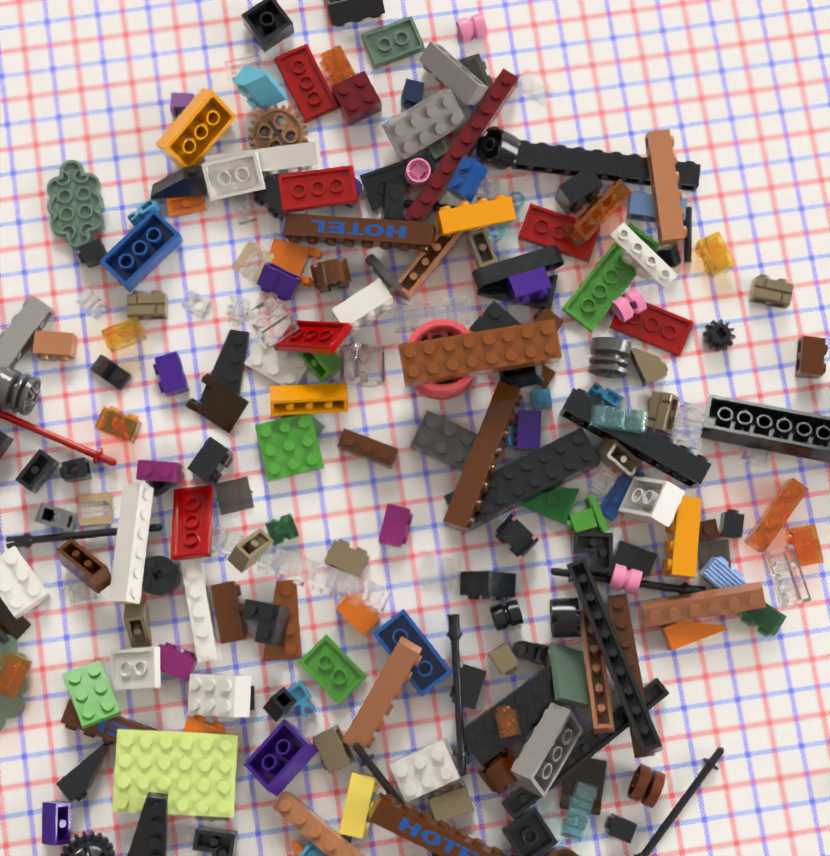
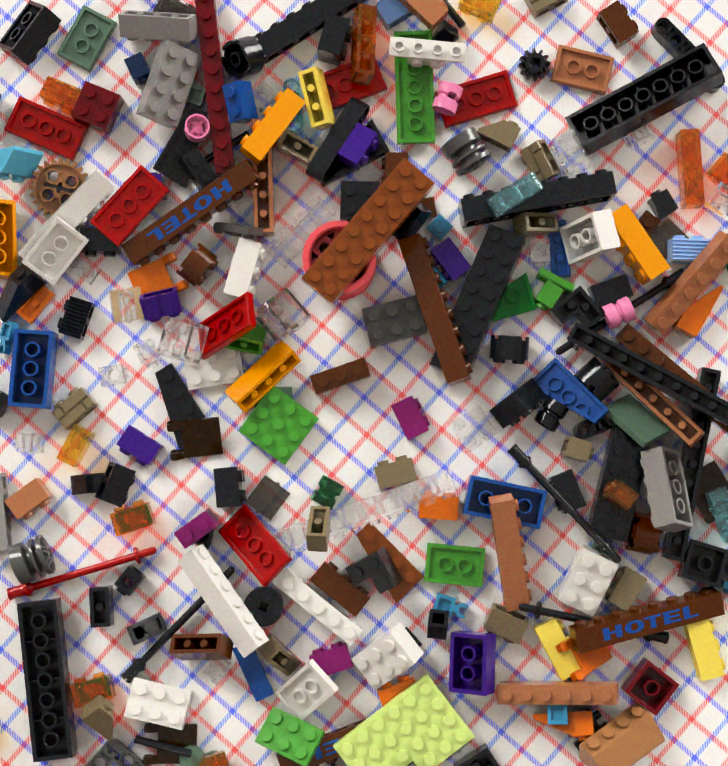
camera: 35 degrees left, 5 degrees up
(95, 509) = (170, 597): piece -> none
(107, 624) = (254, 675): none -> blue tile
(128, 388) = (115, 484): none -> black brick
(207, 239) = (76, 318): none -> black brick
(372, 834) = (587, 660): none -> orange flag
(527, 223) = (316, 98): none -> light yellow brick
(534, 603) = (564, 387): none -> blue wing
(608, 396) = (490, 182): dark azure plate -> none
(753, 369) = (582, 69): none -> nougat tile

